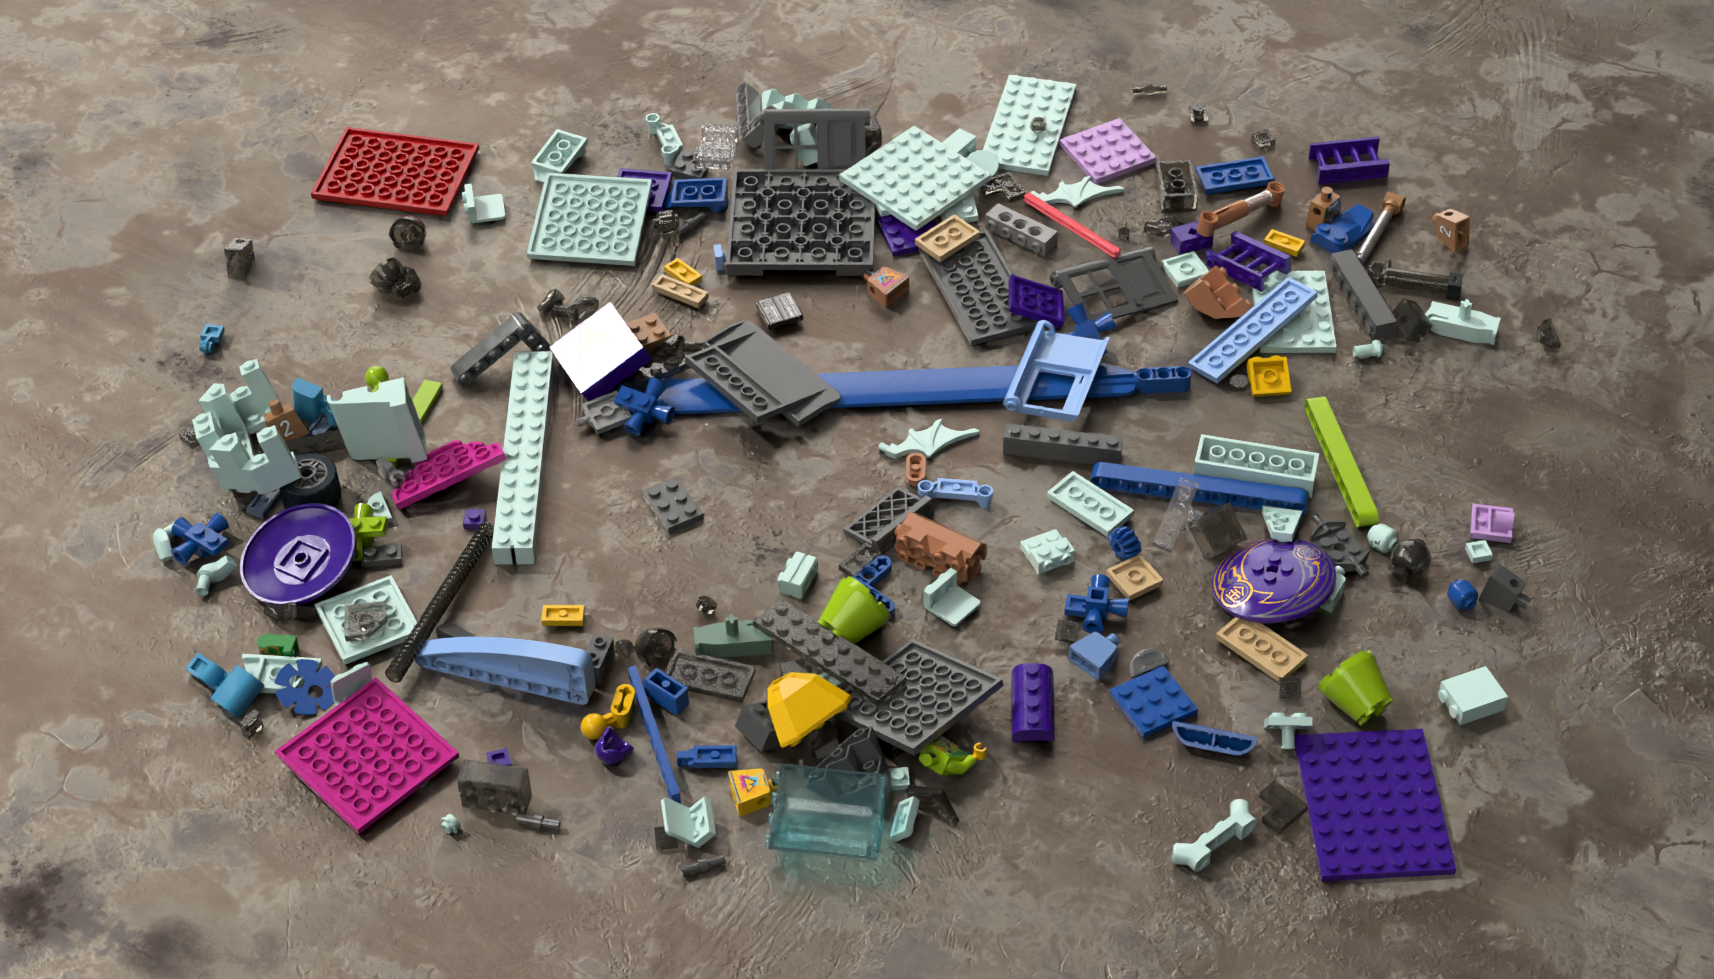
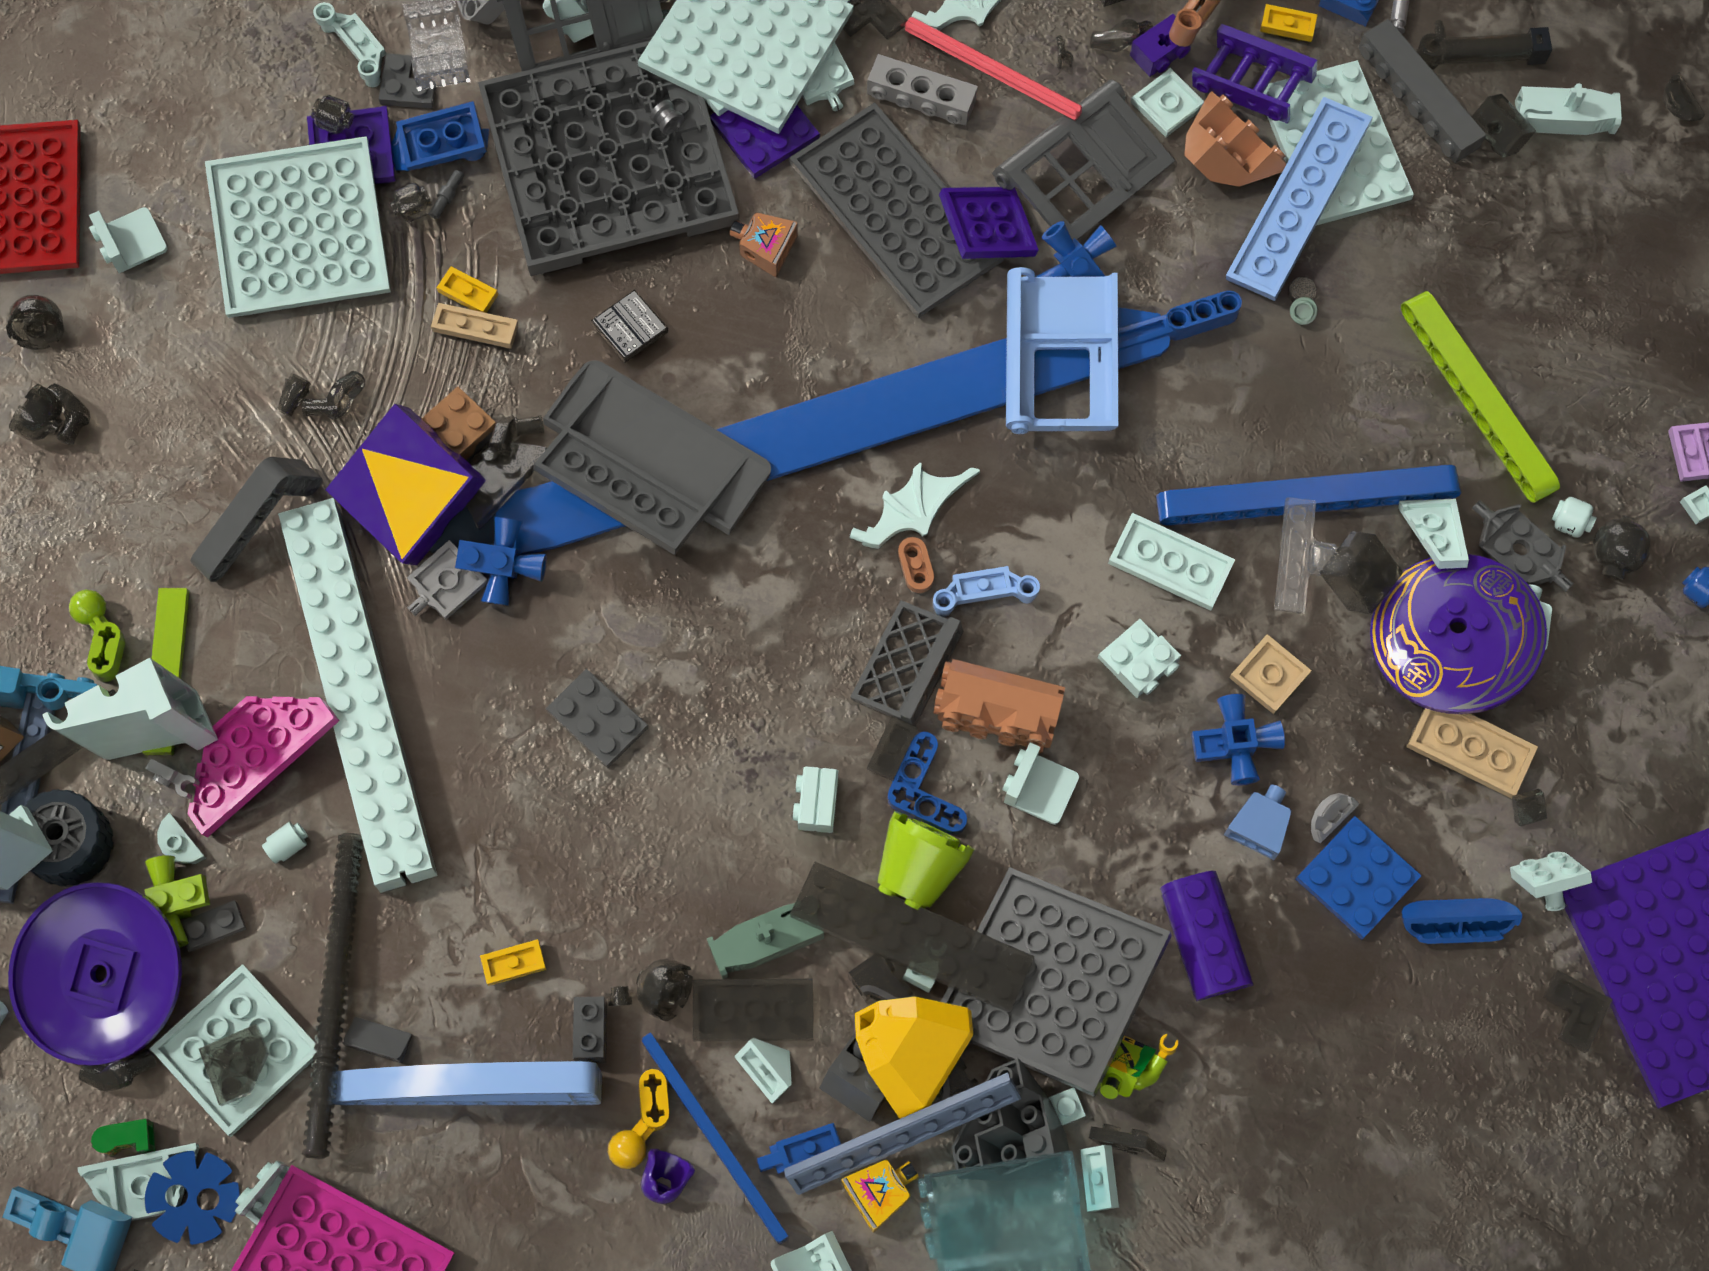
camera: 20 degrees left, 25 degrees up
(445, 521) = (285, 842): none -> light aqua brick
(473, 518) = (323, 822): dark purple plate -> none
(499, 757) = (514, 1244): dark purple plate -> none
(558, 154) = (206, 115): light aqua slope -> none
(635, 166) = (332, 114): none -> clear smoke head
(666, 691) = (707, 1062): blue brick -> none
(704, 707) = (767, 1067): none -> light aqua slope
(706, 605) = (707, 886): clear smoke tile -> none
(720, 257) = (510, 248): light blue plate -> none
(778, 751) = (902, 1133): none -> sand blue tile
(845, 205) = (667, 117): none -> flat silver wheel
(947, 238) = (827, 137): tan plate -> none
(1061, 445) = (1104, 470): dark grey brick -> none
(1067, 631) = (1211, 793): clear smoke plate -> none
(1124, 543) = (1244, 625): blue gear -> none
(1198, 854) = (1534, 1054): light aqua plate -> none
(1235, 392) = (1303, 310): none -> sand green plate
(1256, 463) = (1374, 439): light aqua brick -> none
(1269, 376) = (1342, 273): yellow plate -> none
(1357, 687) = (1624, 793): lime cone -> none
(1368, 350) = (1454, 192): light aqua arm -> none

